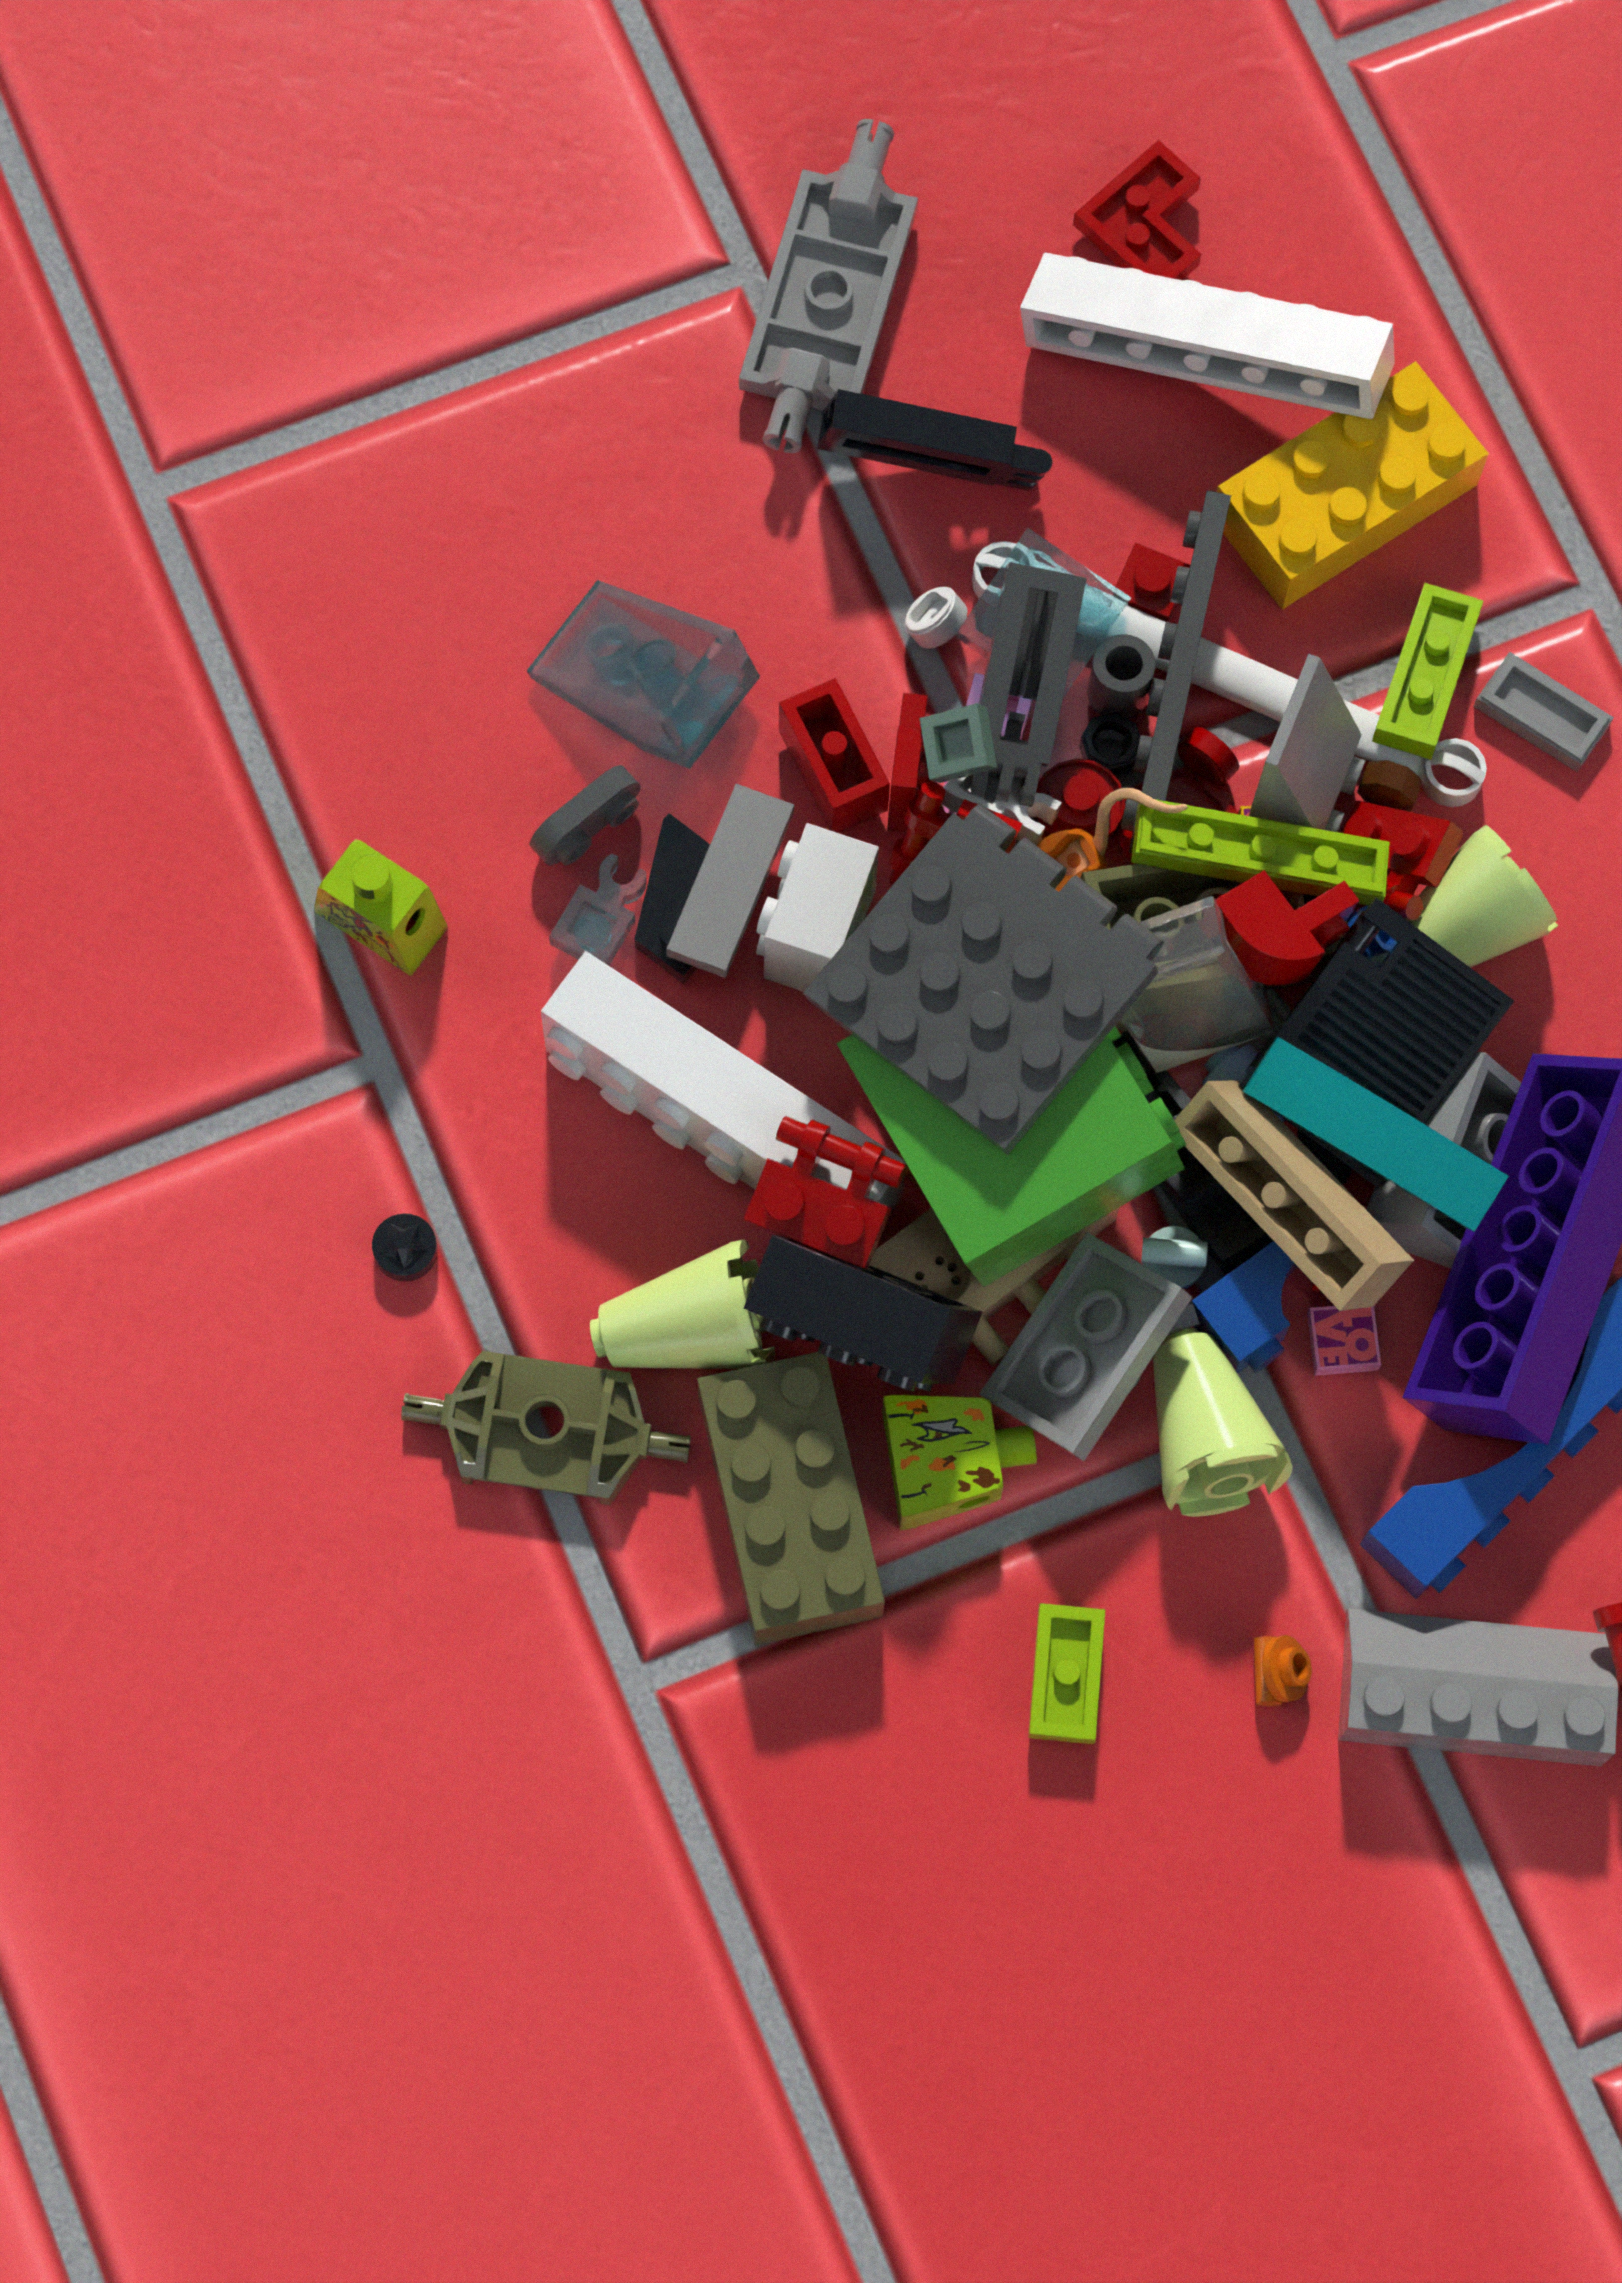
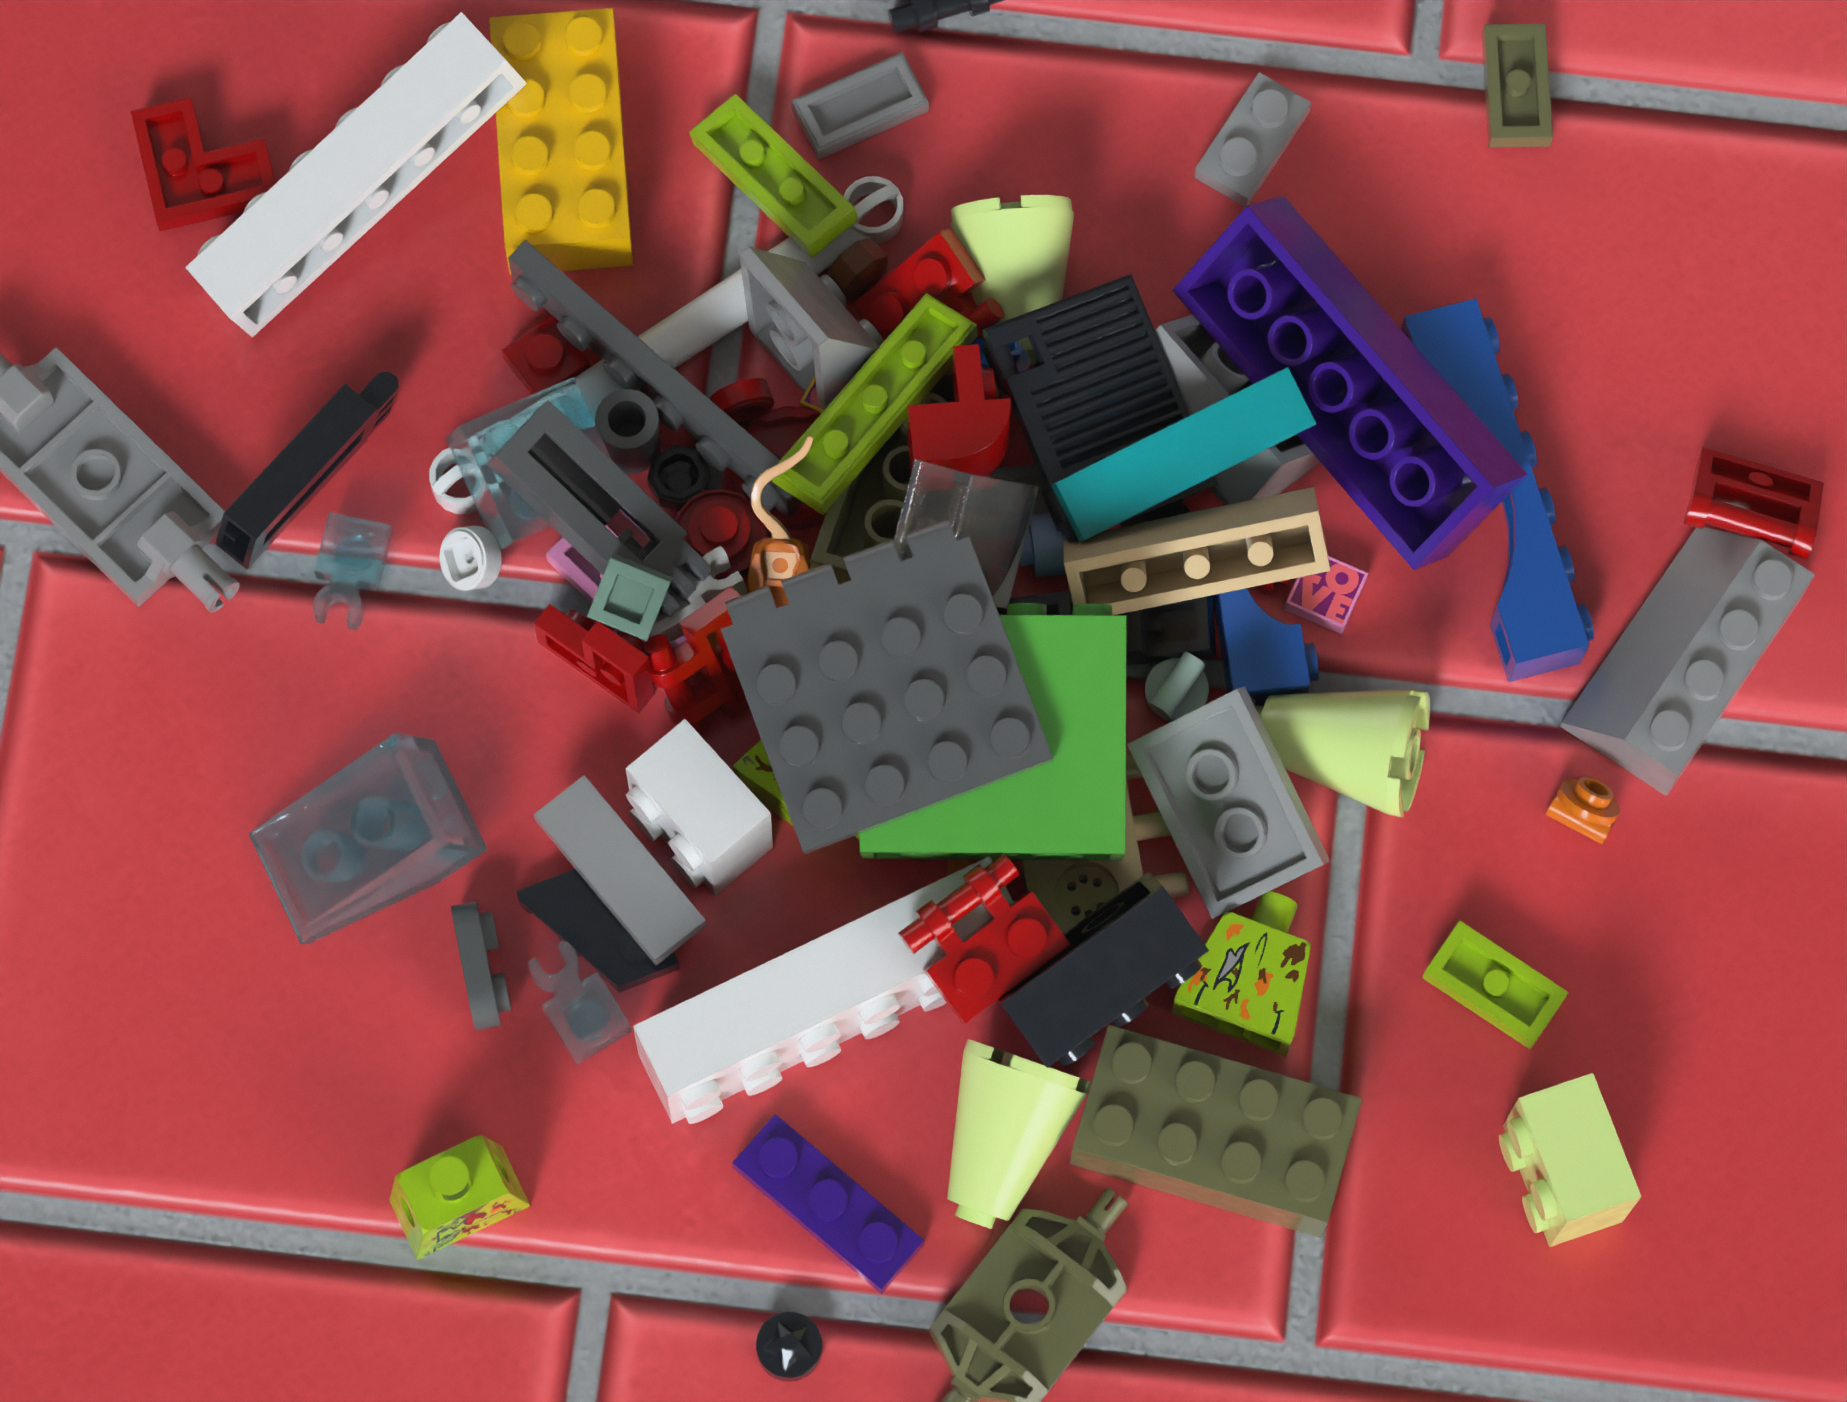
camera: 60 degrees left, 0 degrees up
(546, 1213) = (828, 1204): none -> dark purple plate
(833, 756) = (555, 716): red brick -> none
(877, 524) = (351, 559): none -> clear light blue plate
(935, 1814) = (1568, 1161): none -> yellowish green brick

